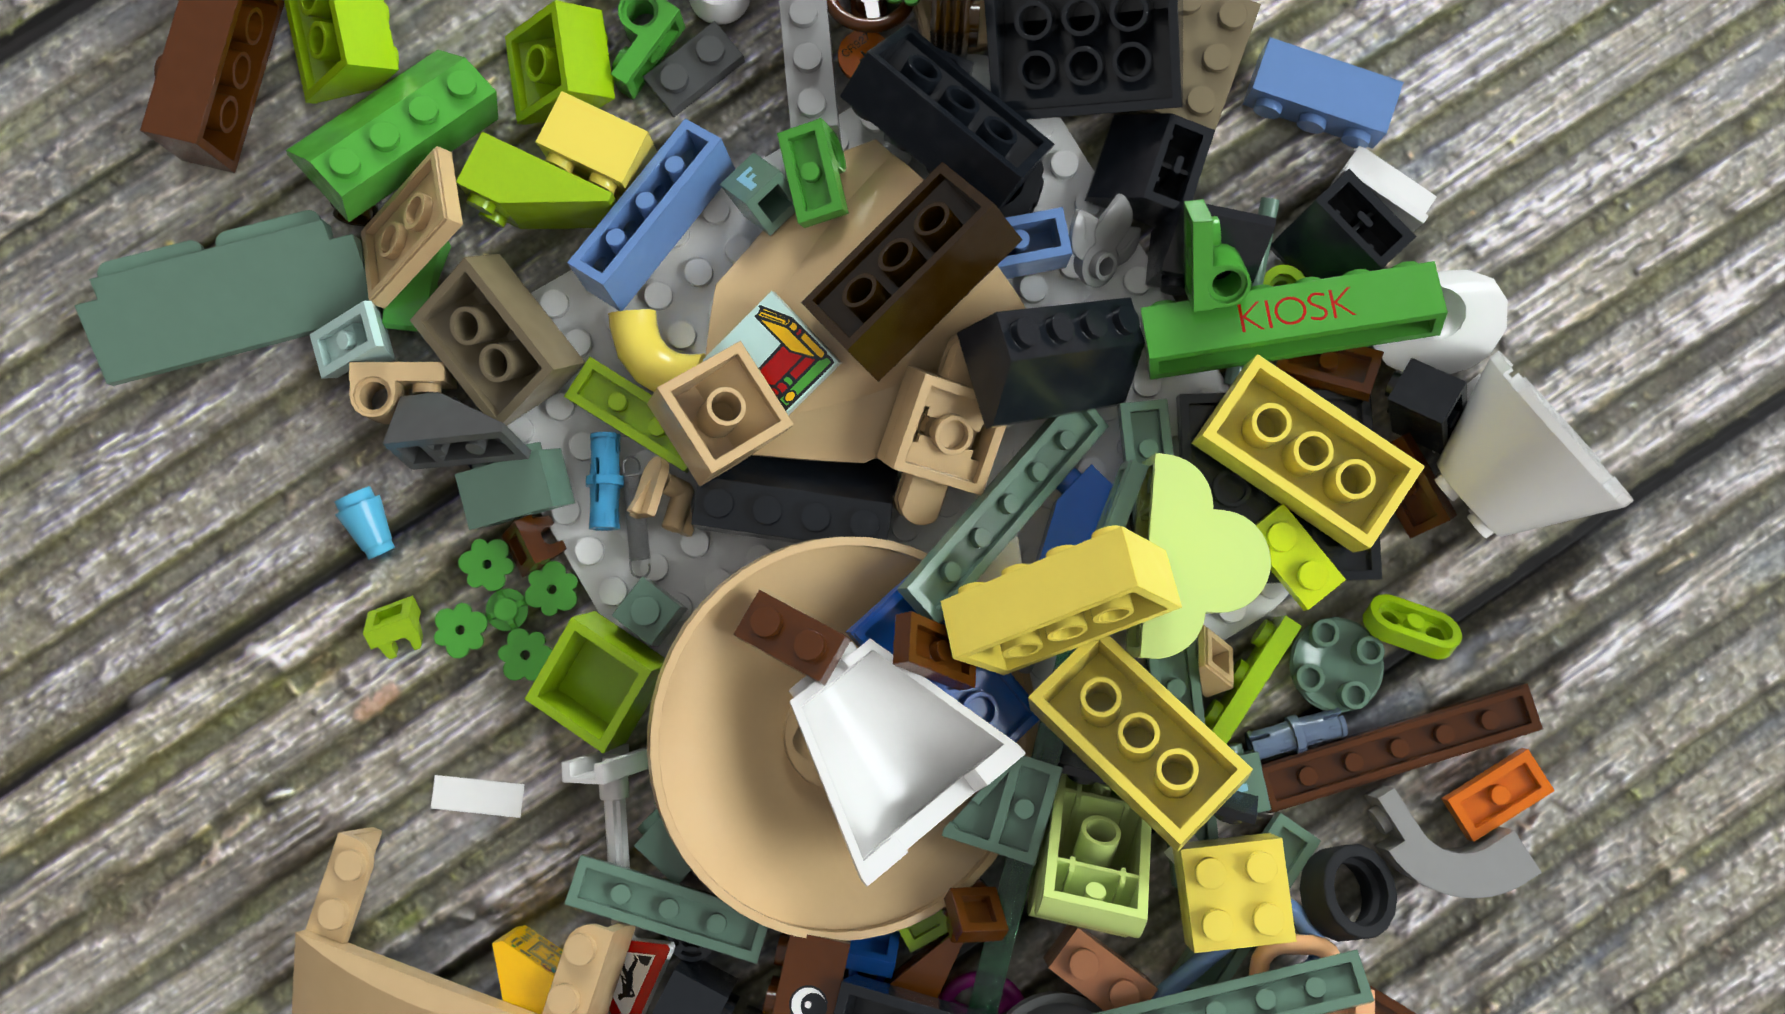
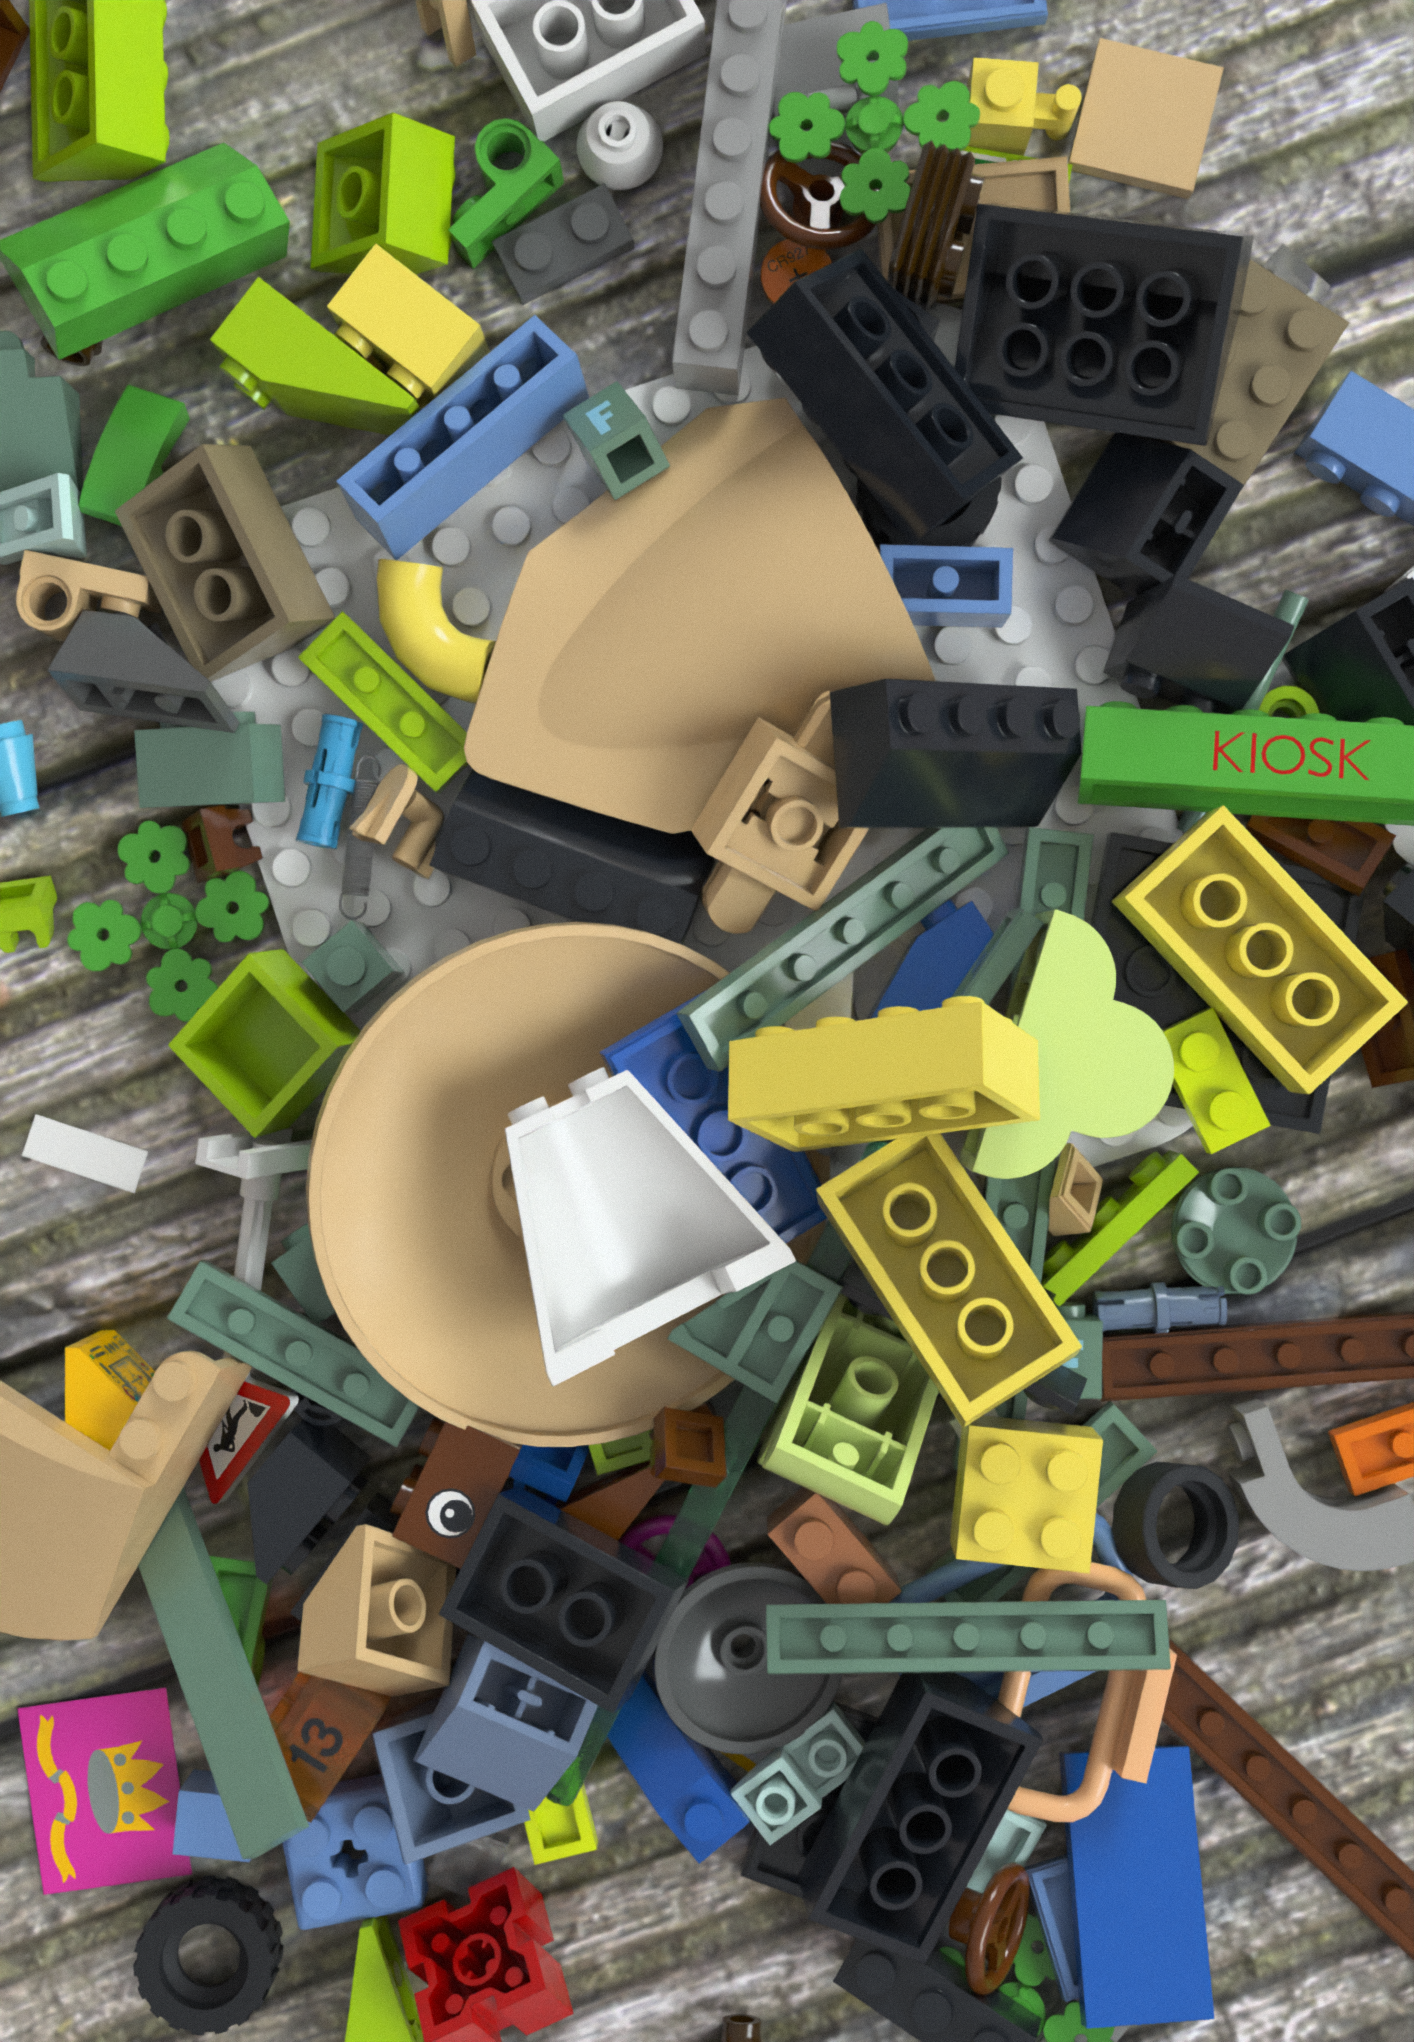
camera: 10 degrees right, 5 degrees up
(411, 227) = (140, 385): tan tile -> none
(719, 412) = (495, 728): tan slope -> none
(783, 350) = (580, 673): tile -> none
(792, 637) = (526, 1047): reddish brown plate -> none
(813, 171) = (691, 415): bright green plate -> none
(912, 270) = (788, 594): dark brown slope -> none
(925, 650) = (695, 1100): reddish brown plate -> none
(1103, 242) = (1058, 606): light grey plate -> none
(1207, 258) = (1189, 661): bright green plate -> none
(1412, 626) = (1345, 1203): lime plate -> none

